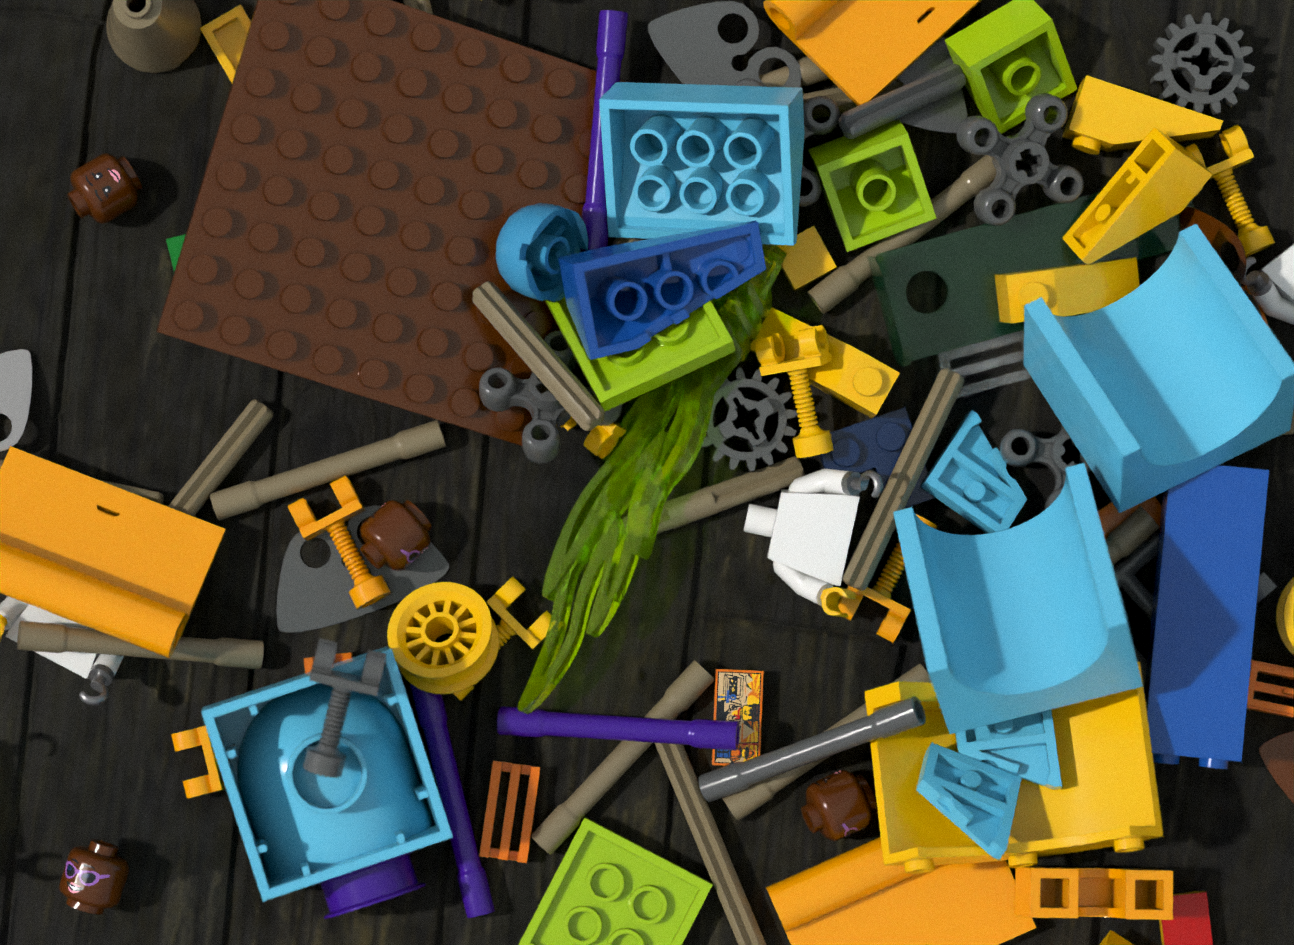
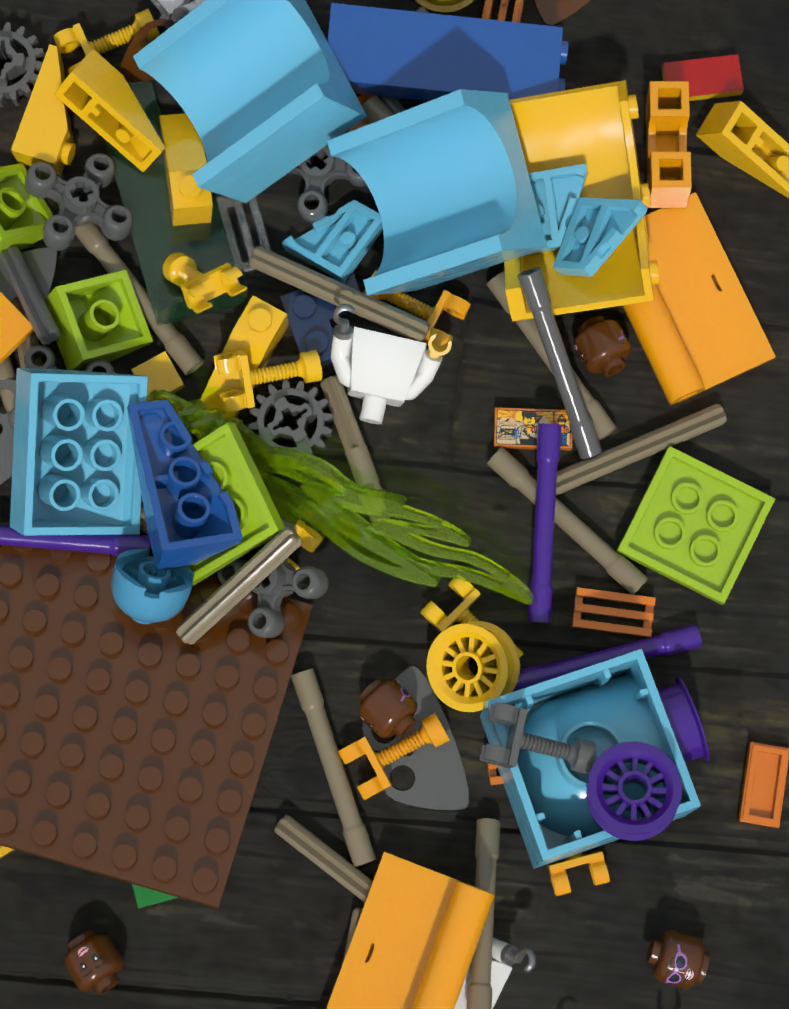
camera: 90 degrees left, 5 degrees down
(324, 822) = (654, 760): none -> dark purple wheel
(931, 287) = (201, 287): none -> yellow bar

